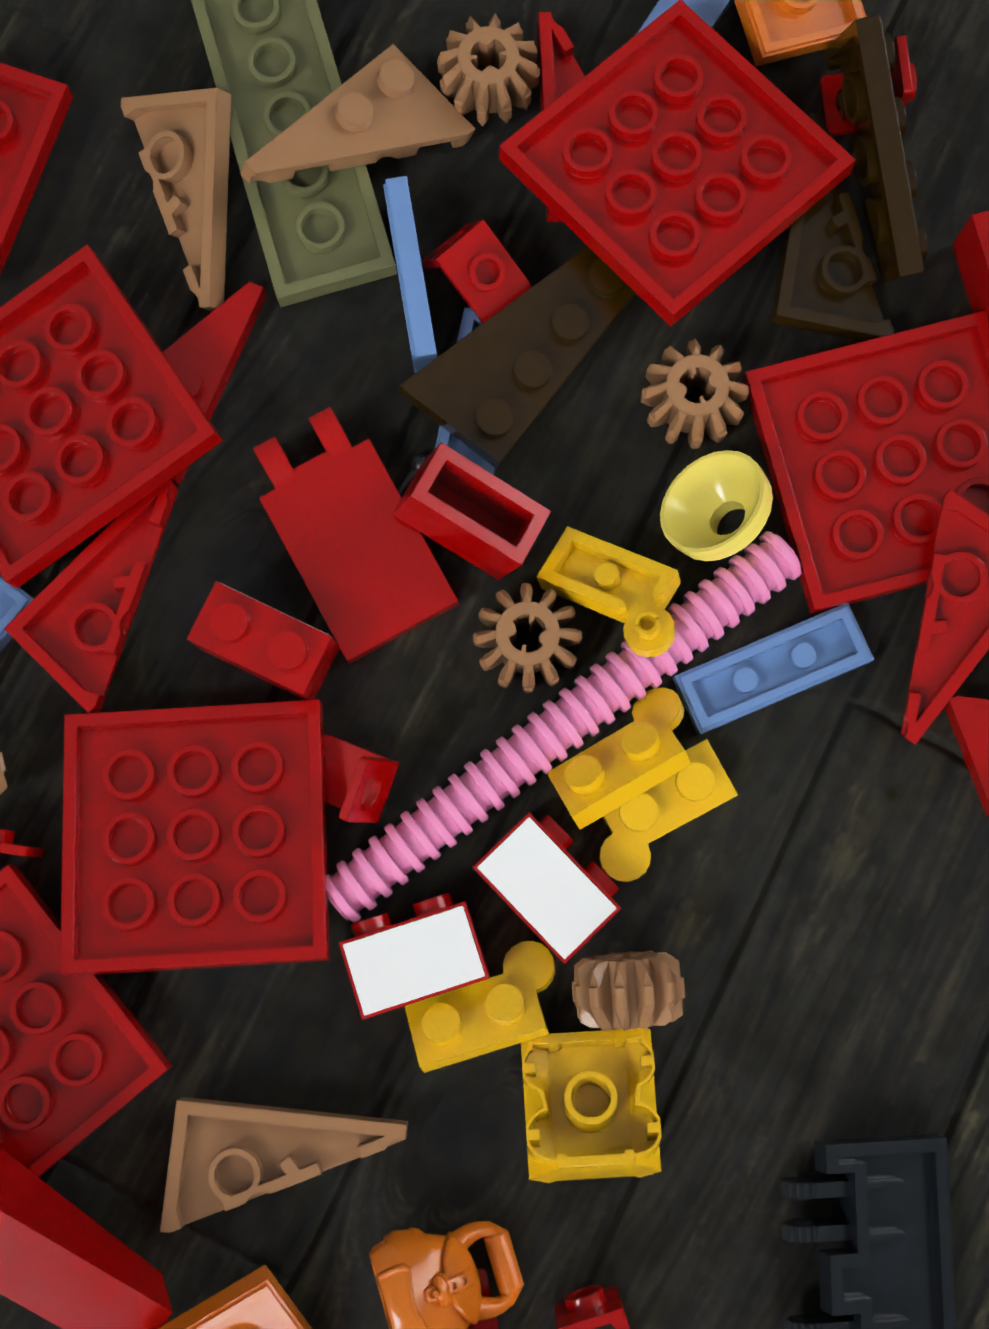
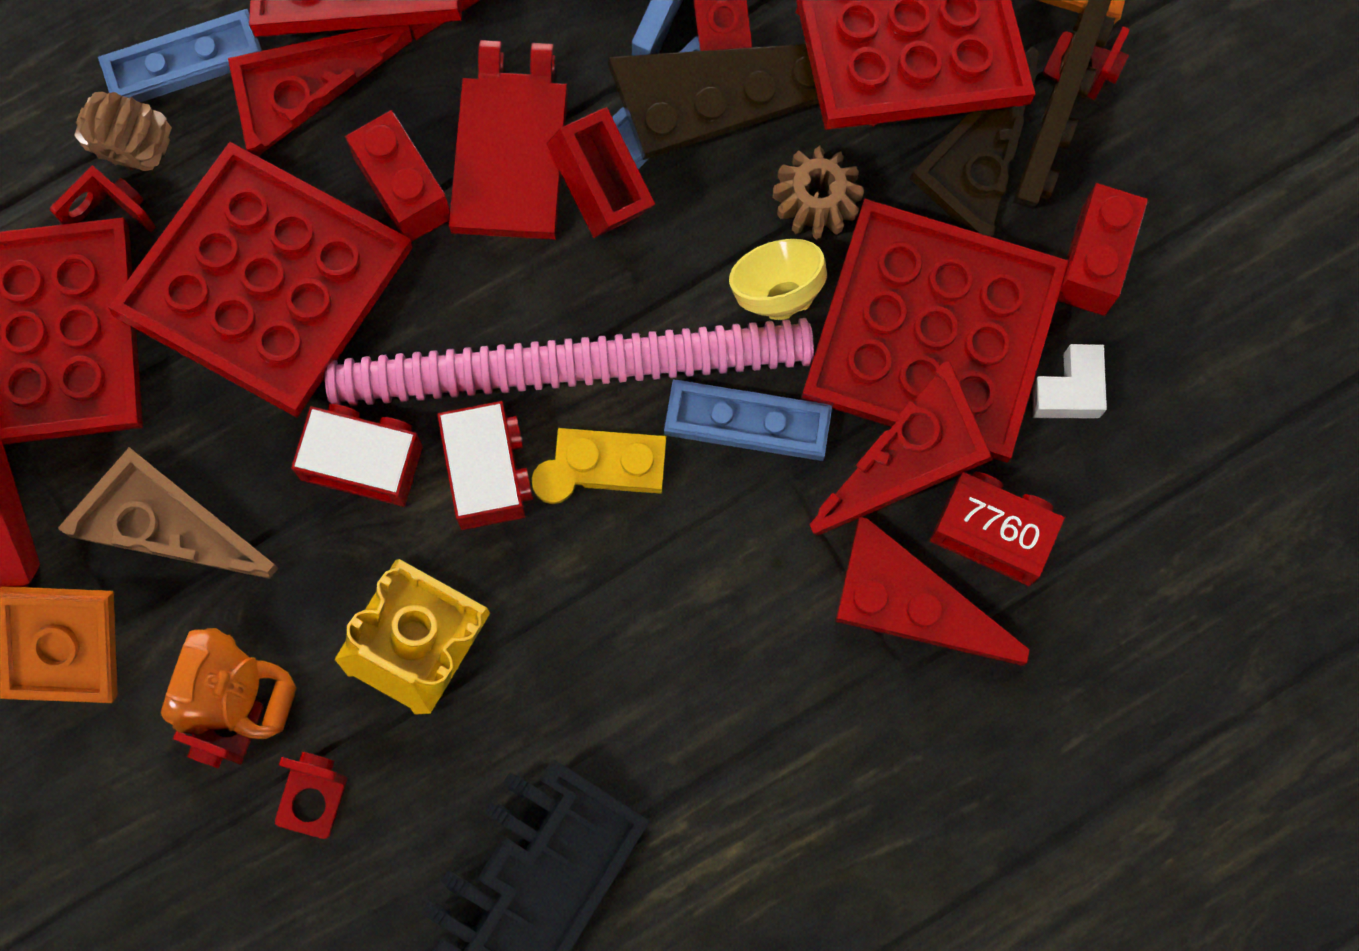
camera: 25 degrees right, 5 degrees down
(356, 780) = (400, 311): red bracket -> none
(485, 1013) = (381, 525): yellow hinge -> none
(549, 641) = (603, 294): medium nougat gear -> none
(617, 586) = (670, 287): yellow hinge -> none
(624, 761) = (595, 414): yellow hinge -> none
(628, 990) = (490, 567): medium nougat gear -> none

